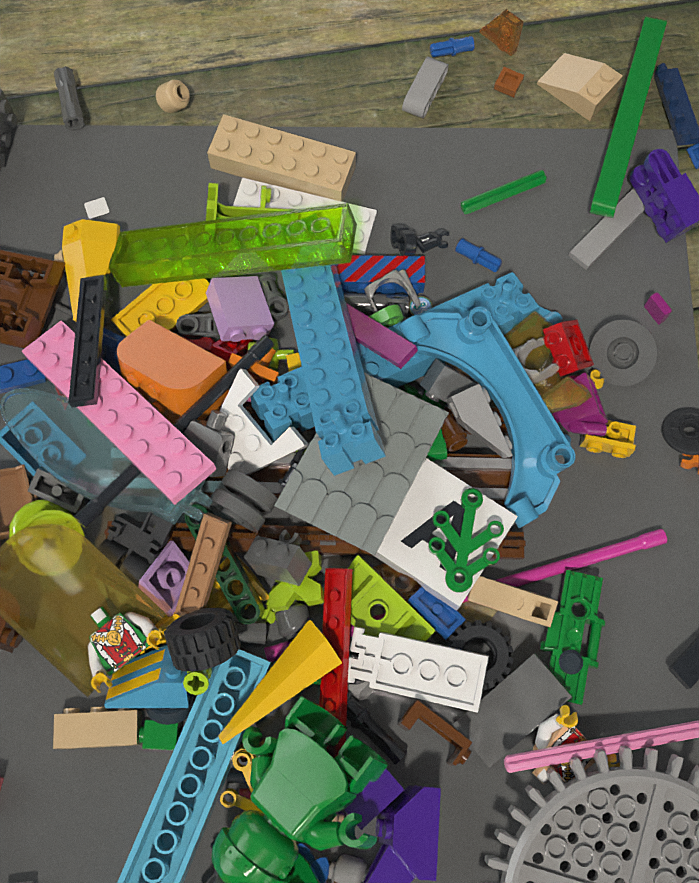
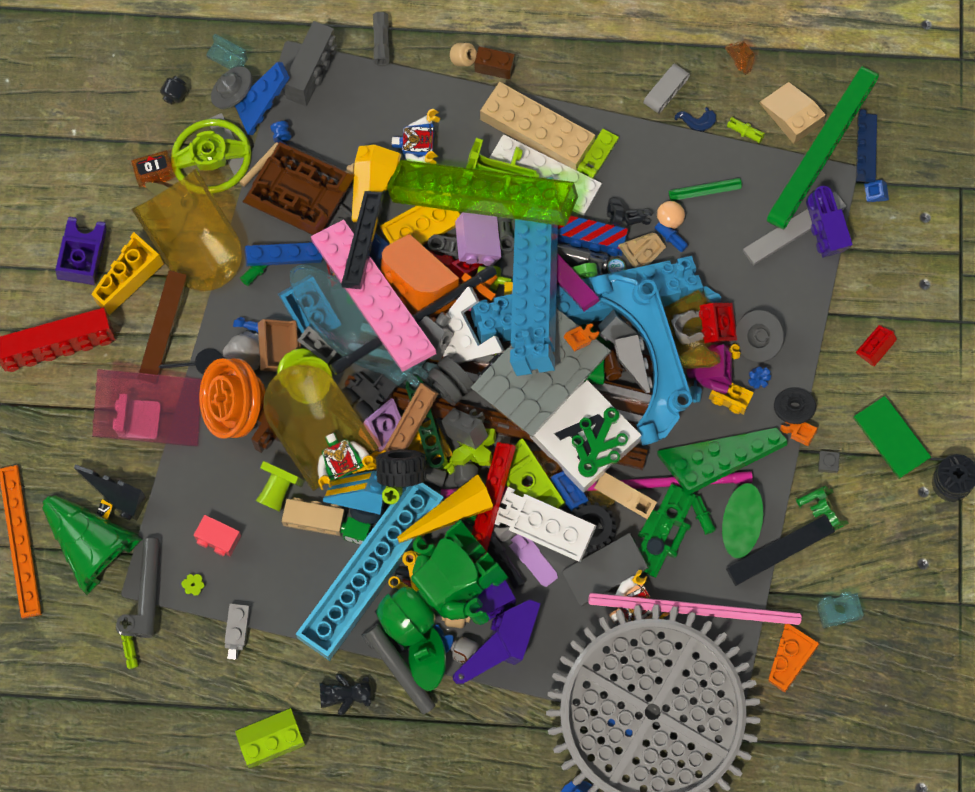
camera: 15 degrees right, 0 degrees up
(38, 698) = (276, 486): none -> lime plant
(96, 208) = (385, 133): white sticker -> none
(138, 202) = (418, 139): none -> torso
(212, 98) = (494, 63): none -> reddish brown brick
(363, 176) = (598, 153): none -> lime plate
(393, 277) = (603, 241): light grey helmet -> none
(395, 707) = (533, 559): none -> lavender piece
(405, 404) = (580, 338): none -> orange plate
(448, 278) = (643, 249): none -> tan wing
(452, 46) = (697, 58): blue axle -> none
(460, 742) = (540, 555): reddish brown panel -> none
(472, 228) = (671, 214): none -> light nougat hair
(476, 120) = (702, 124): none -> dark blue piece
(508, 82) = (735, 98): dark orange plate -> none
(531, 115) = (745, 130): none -> lime pin
(606, 528) = (709, 461): none -> green wing
(617, 603) = (703, 515): none -> green axle
(636, 404) = (759, 377): none -> blue plant
(657, 308) = (798, 307): magenta tile -> none
(672, 598) = (742, 520): none -> green shield

